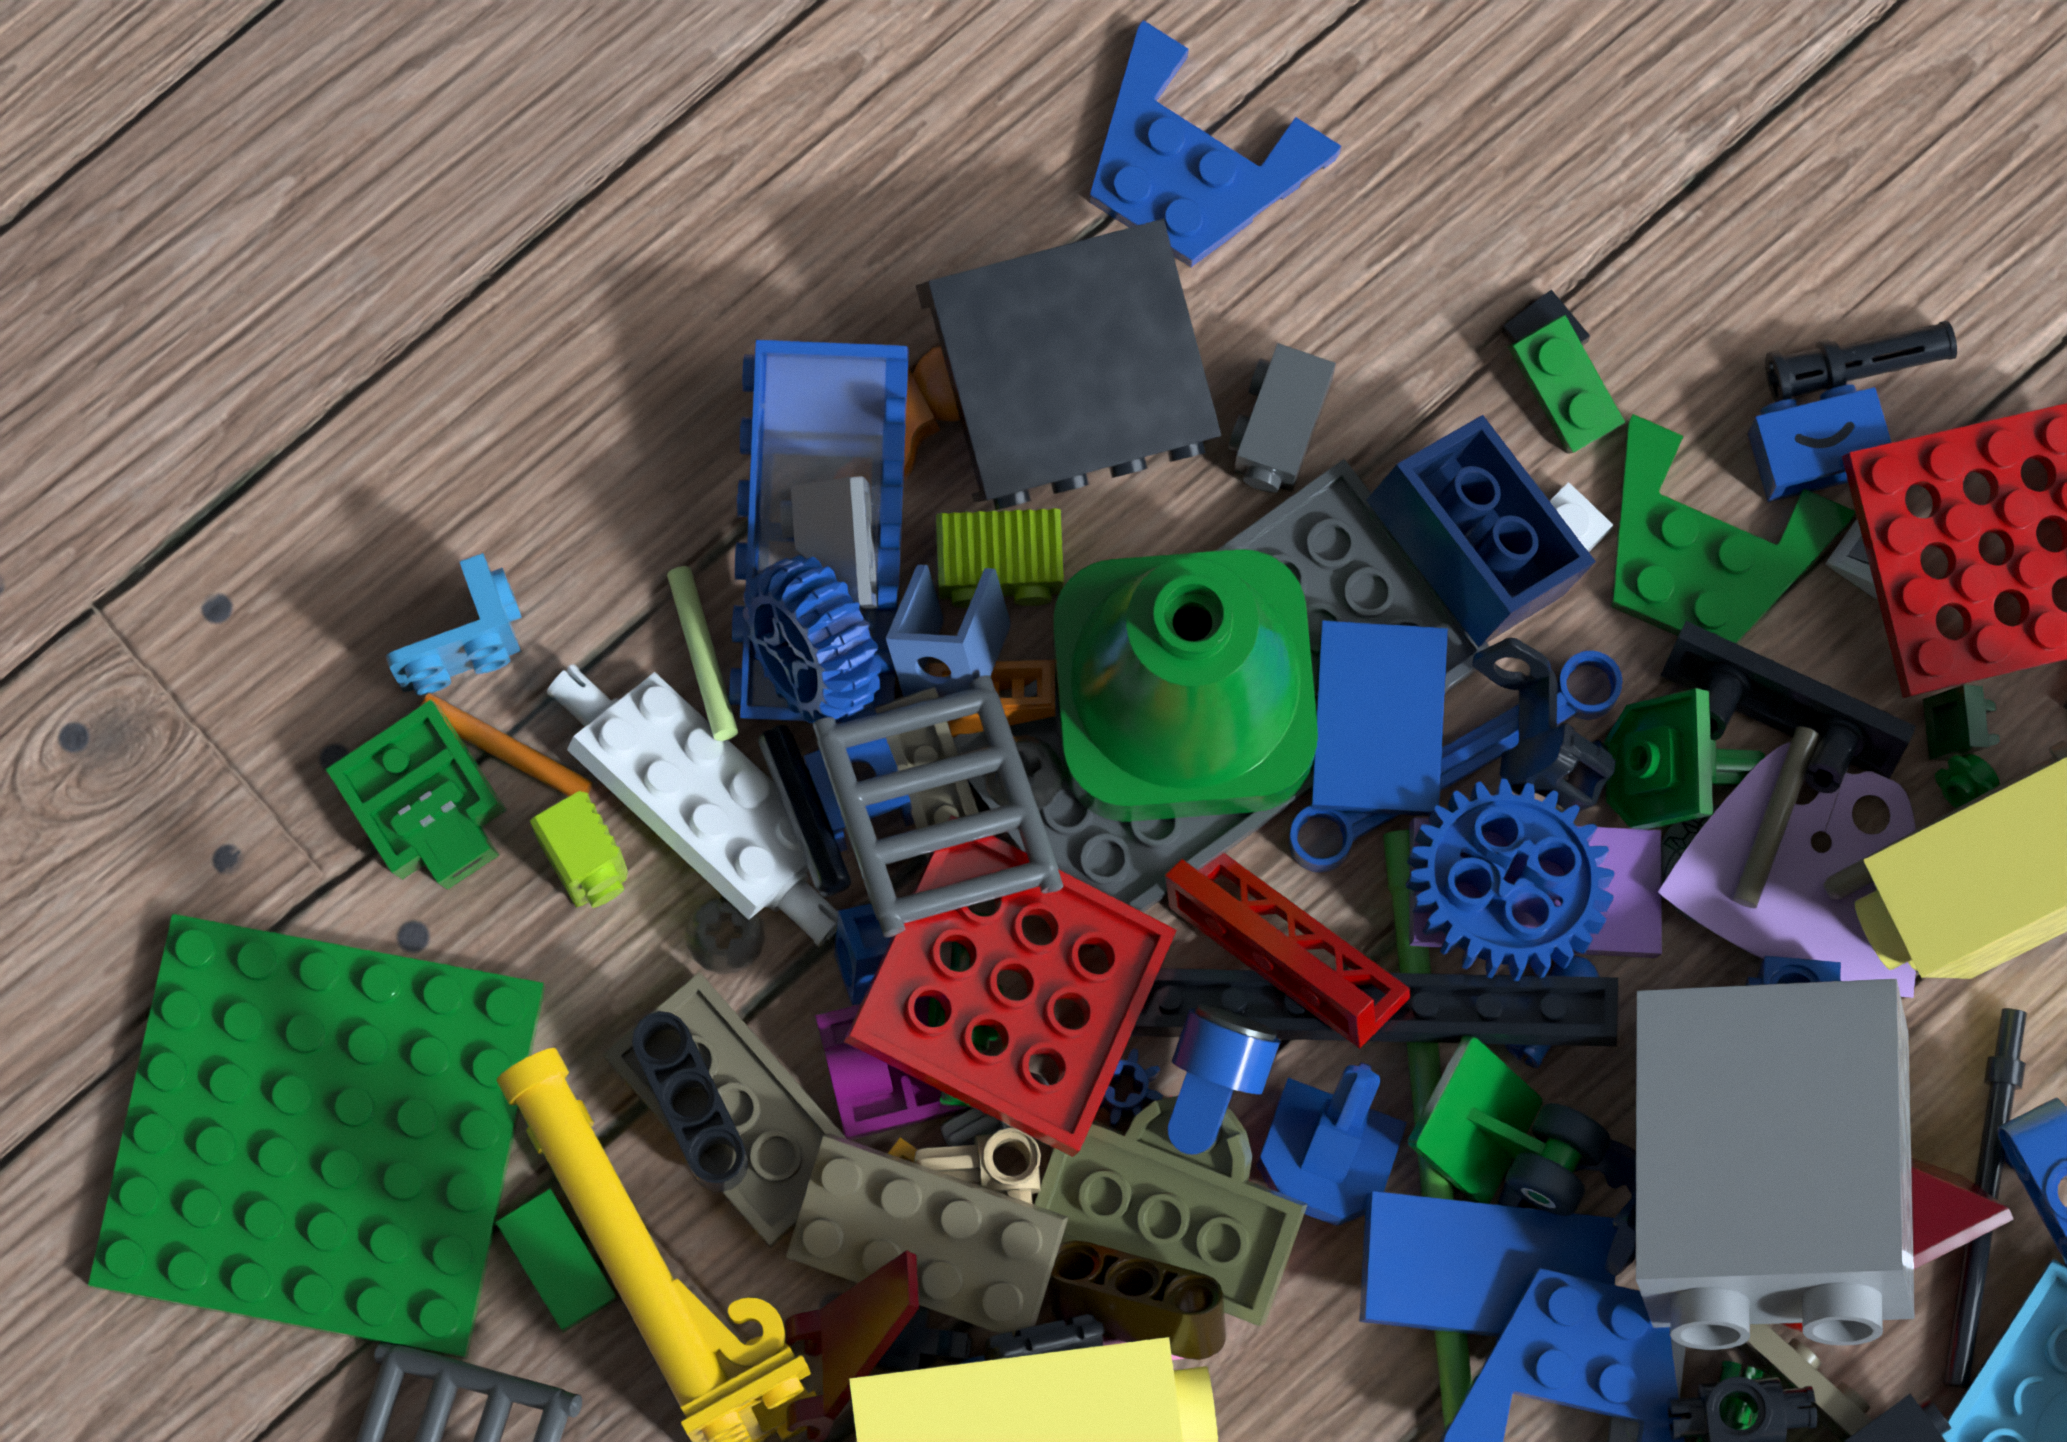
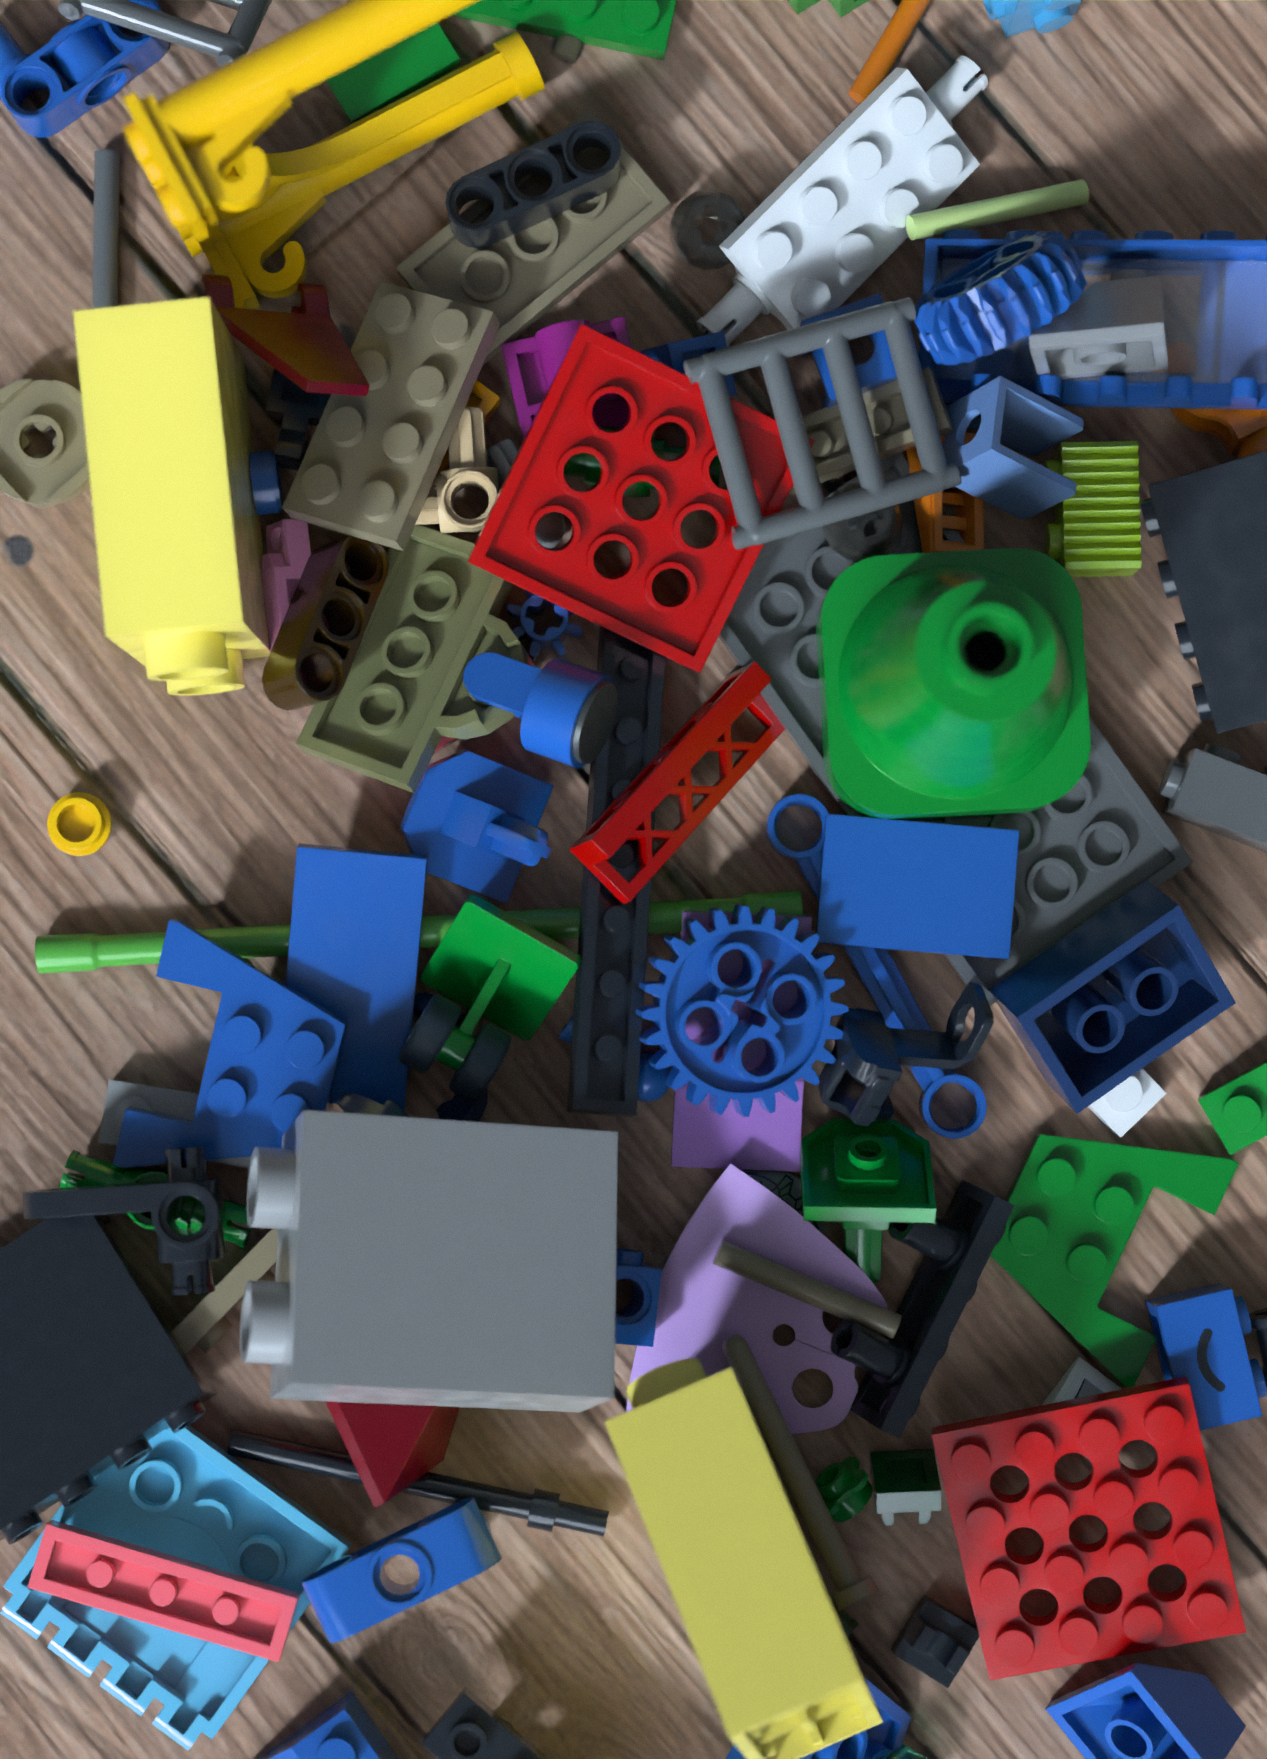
camera: 85 degrees right, 10 degrees up
(581, 850) = (791, 79): lime brick -> none
(804, 811) = (786, 313): black axle -> none
(1046, 1338) = (278, 524): black axle -> none

